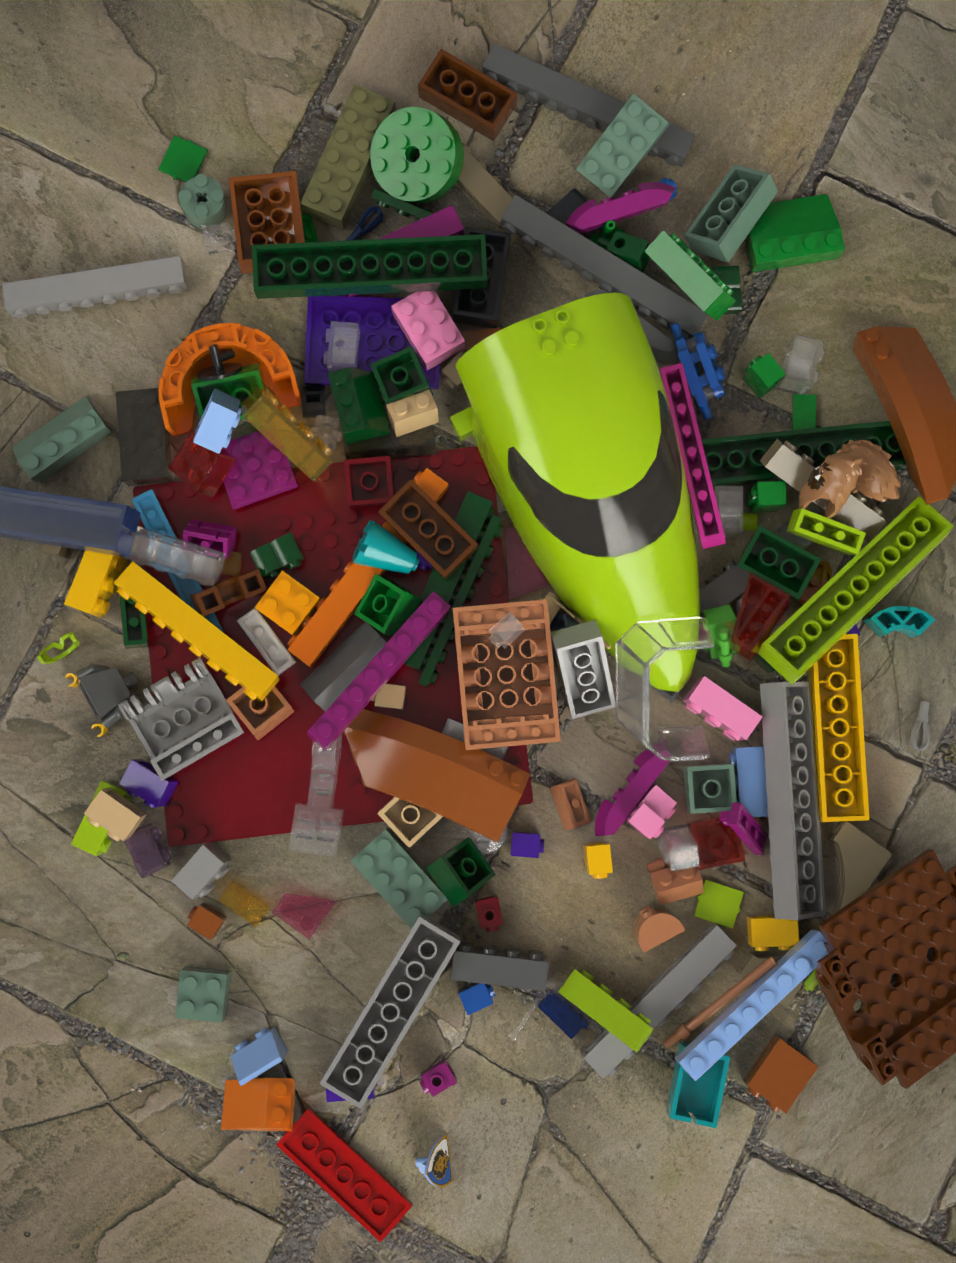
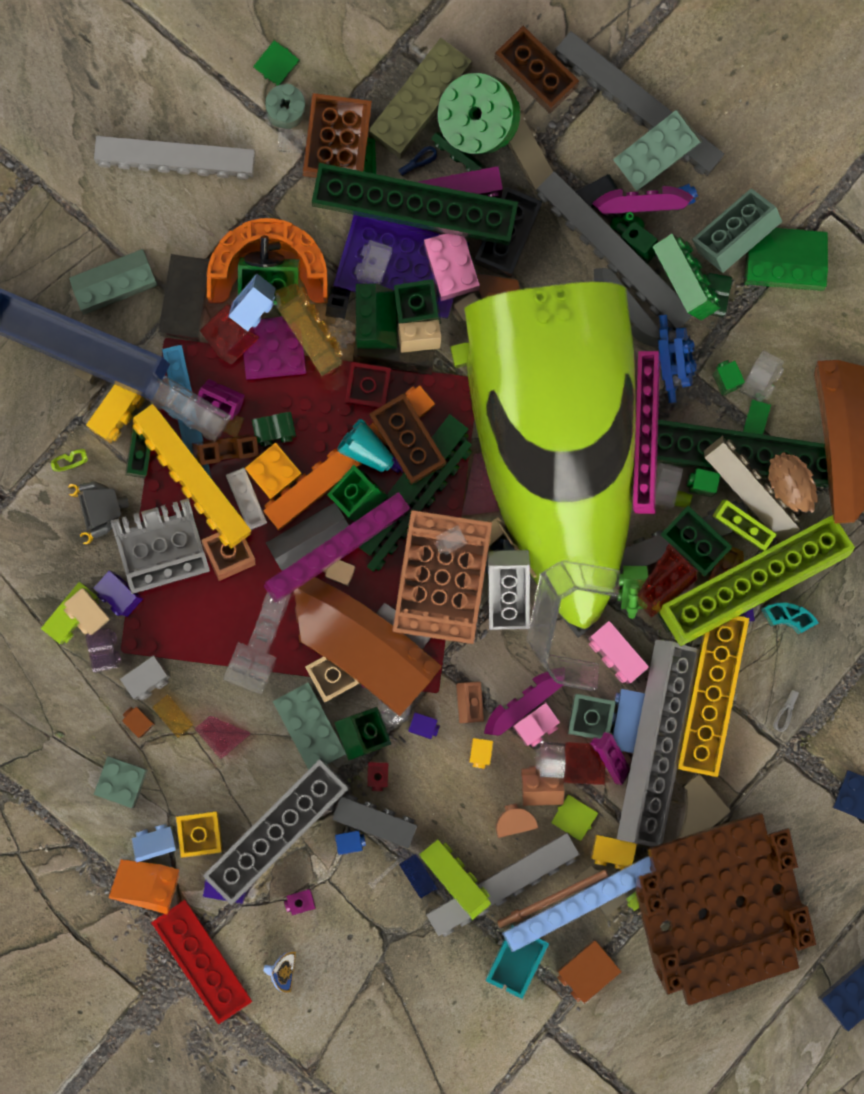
camera: 10 degrees right, 0 degrees up
(306, 1031) = (199, 834): none -> yellow brick
(832, 481) = (756, 484): medium nougat head -> none

